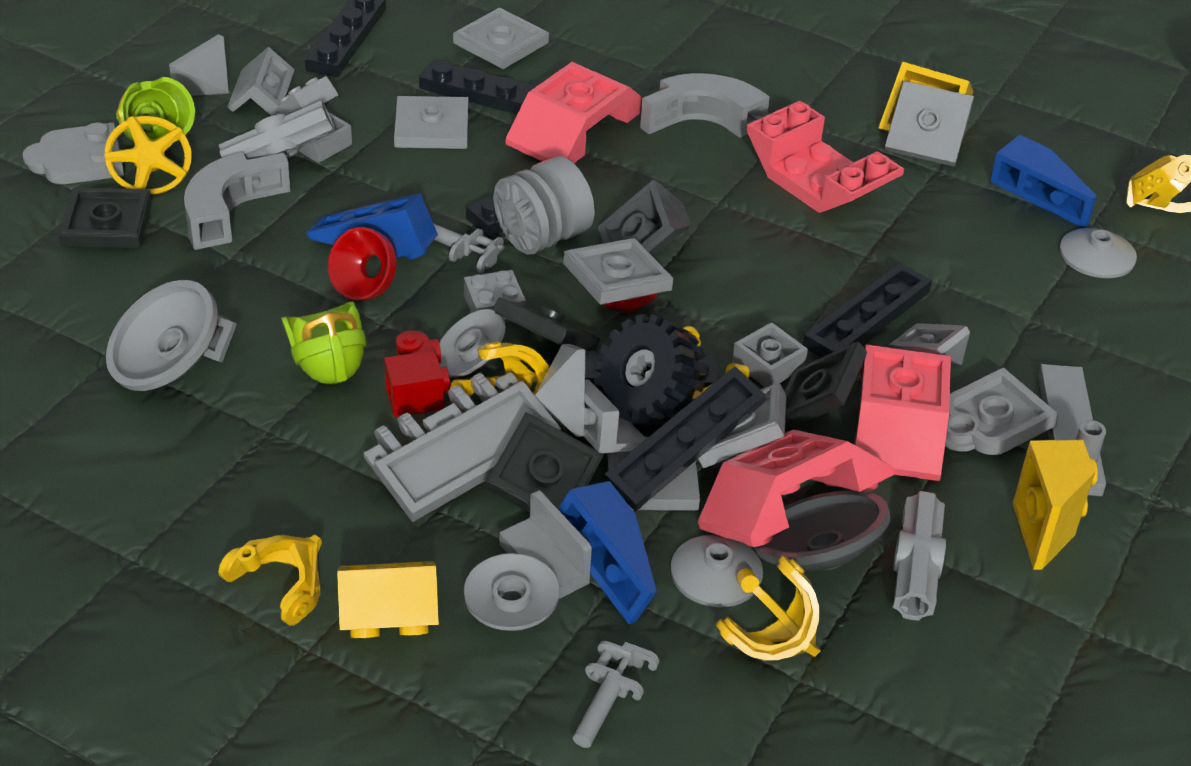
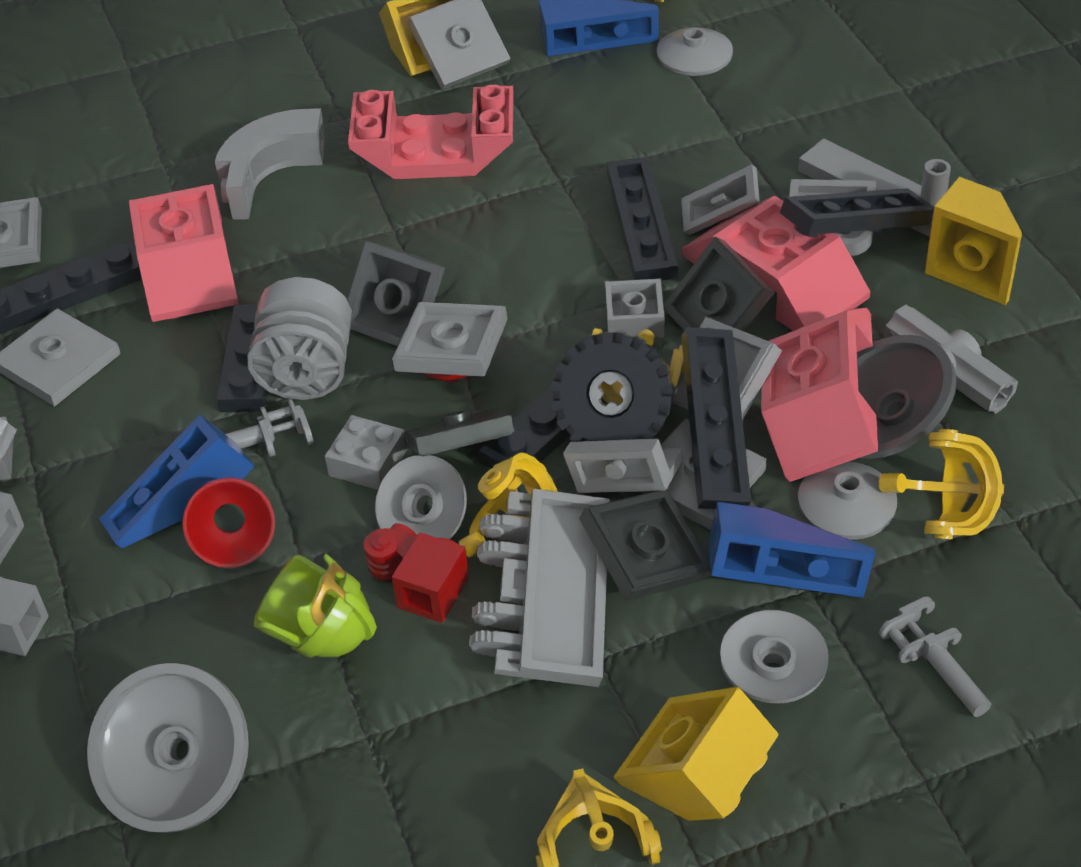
camera: 45 degrees left, 5 degrees up
(553, 541) = (730, 588): light grey panel -> none
(564, 389) = (575, 457): light grey slope -> none
(980, 403) = (856, 211): none -> black plate

